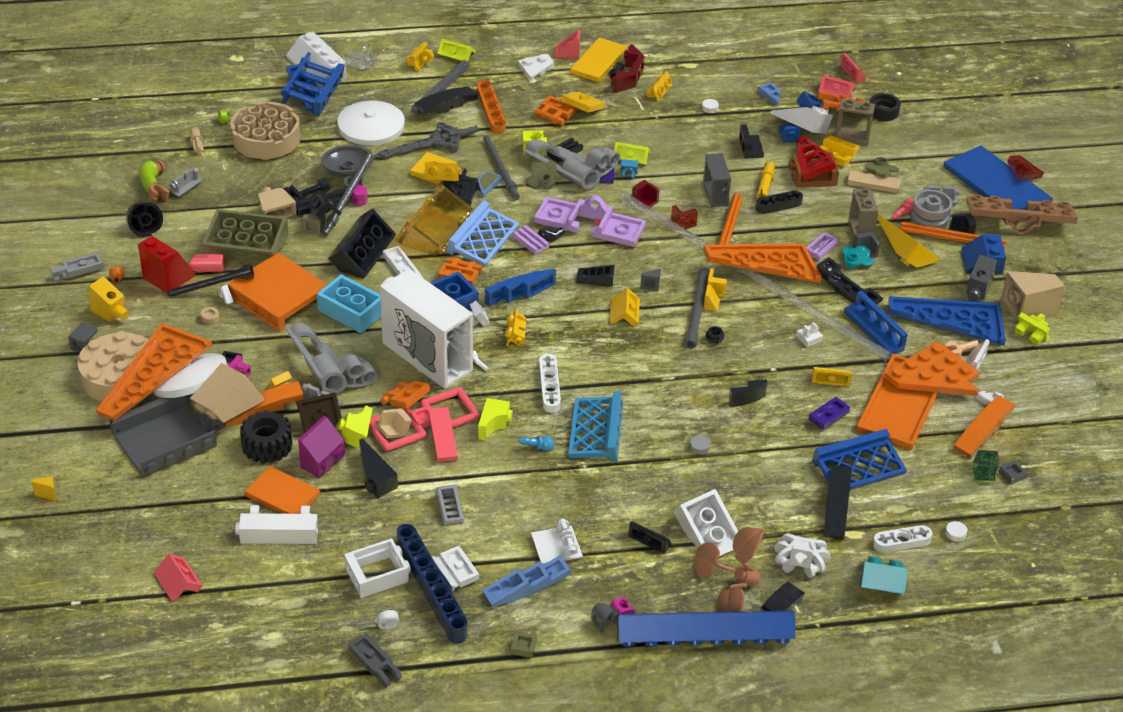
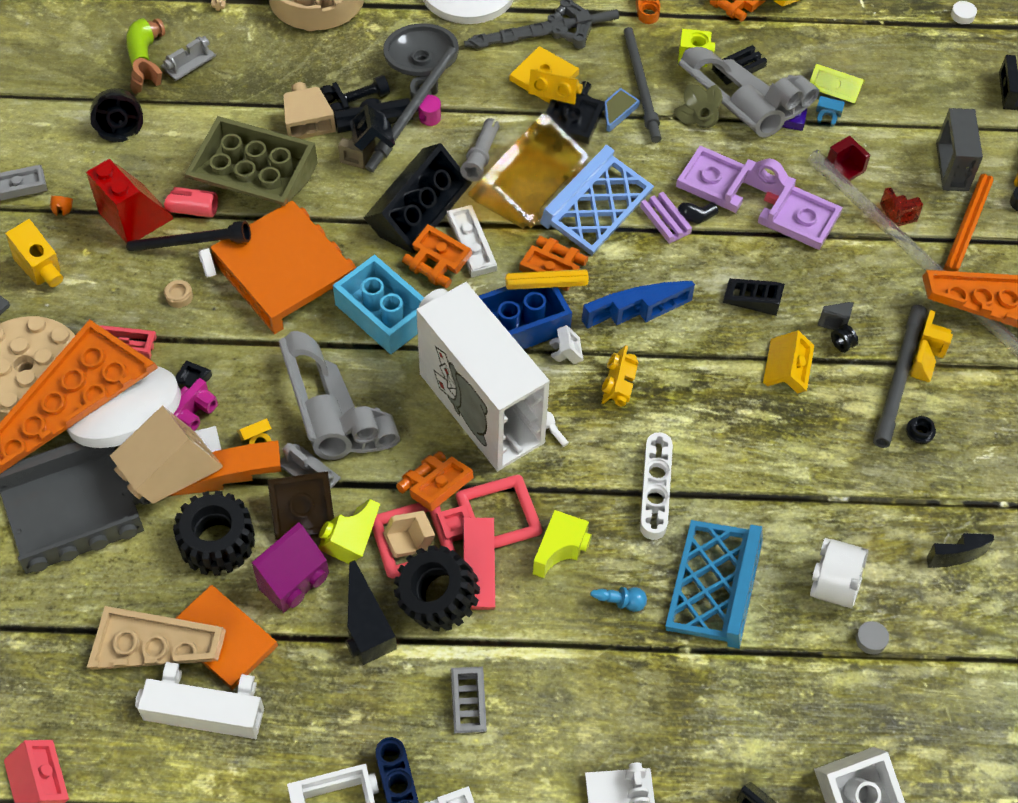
camera: 10 degrees right, 15 degrees up
(232, 497) = (146, 639): none -> tan wing
(381, 270) = (440, 248): none -> orange plate
(398, 216) = (478, 156): none -> light grey pin
(426, 456) = (417, 577): none -> black tyre
(458, 274) = (546, 279): none -> yellow axle
(658, 291) = (844, 338): none -> black bush
(673, 410) = (838, 573): none -> white brick

